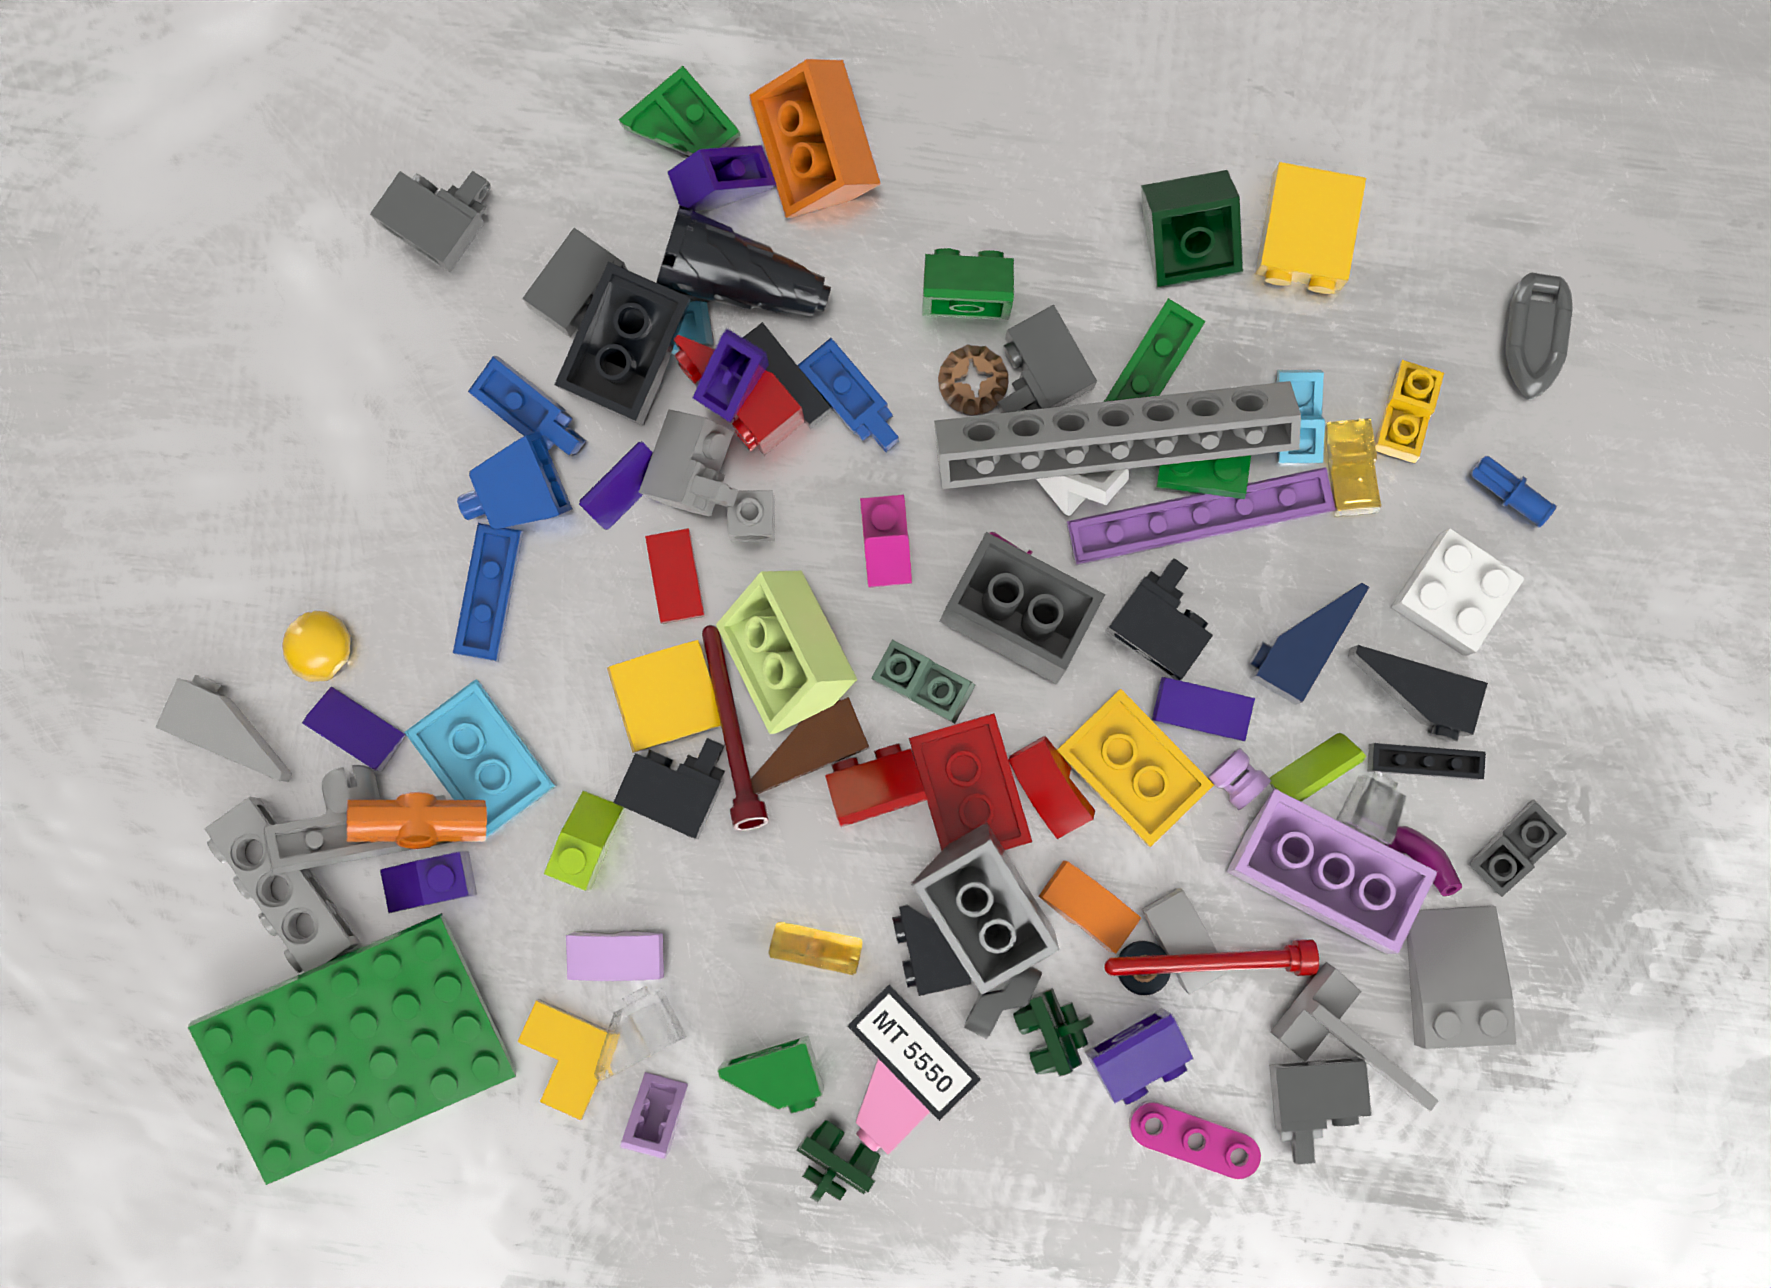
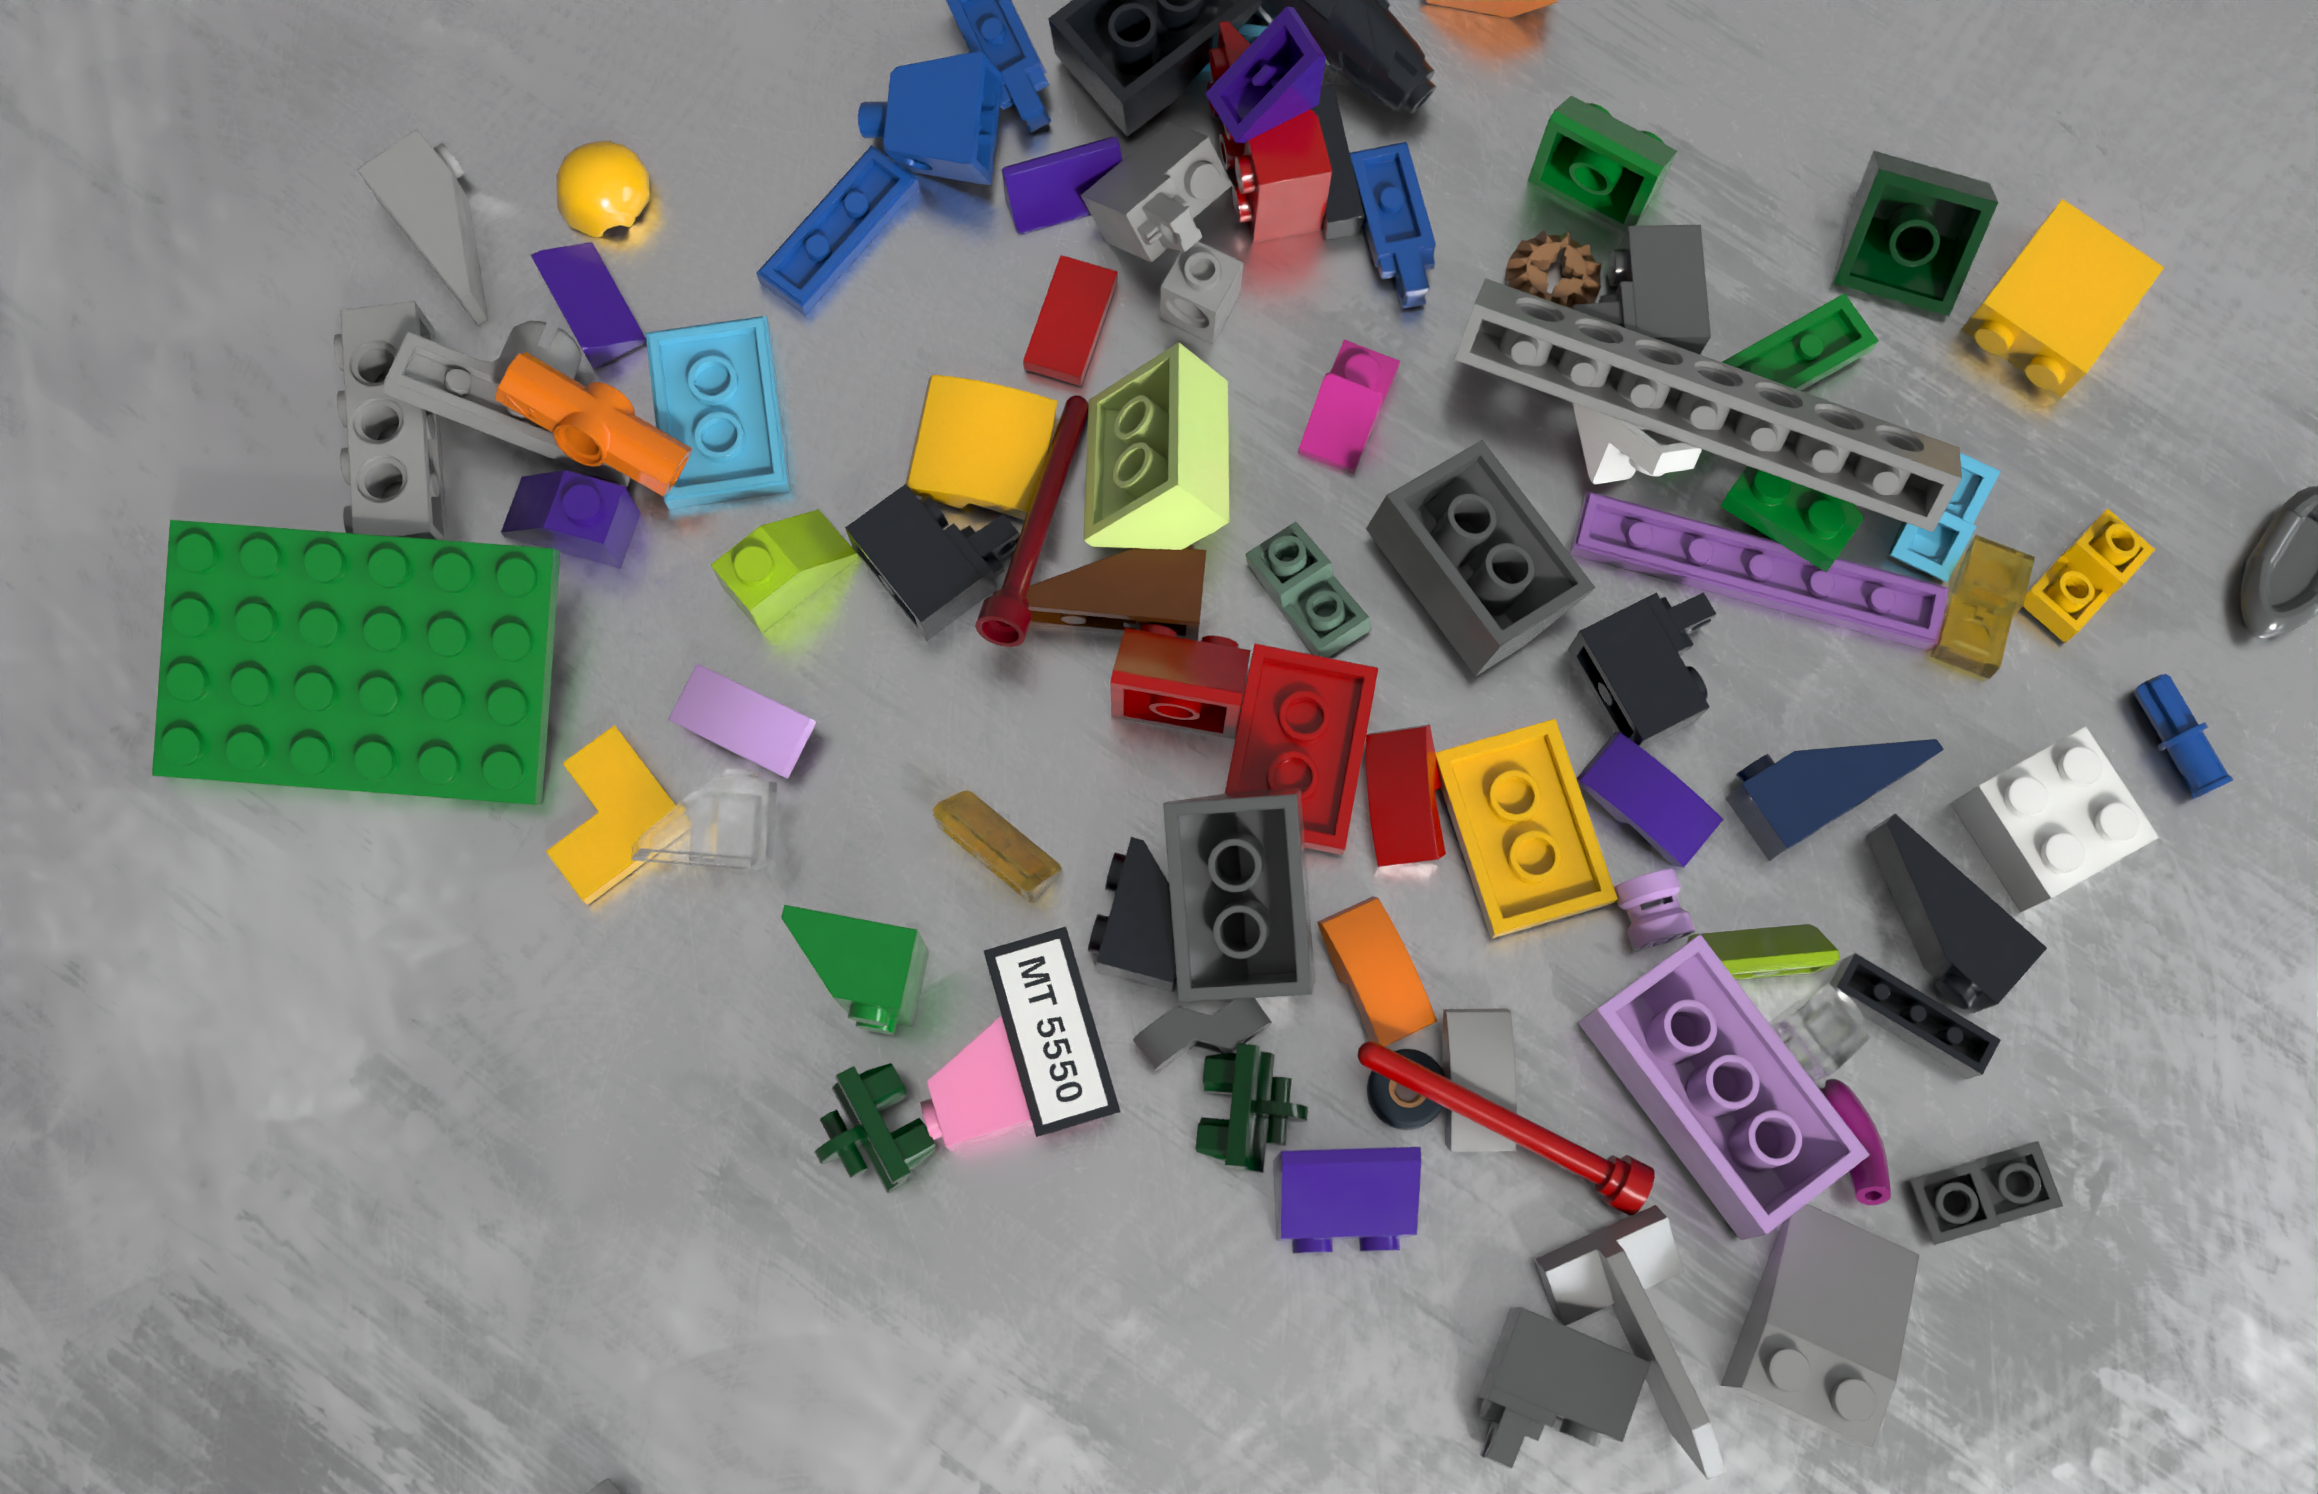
camera: 25 degrees right, 10 degrees down
(654, 1116) = (677, 944): lavender slope -> none
(1174, 1135) = (1389, 1374): dark pink plate -> none

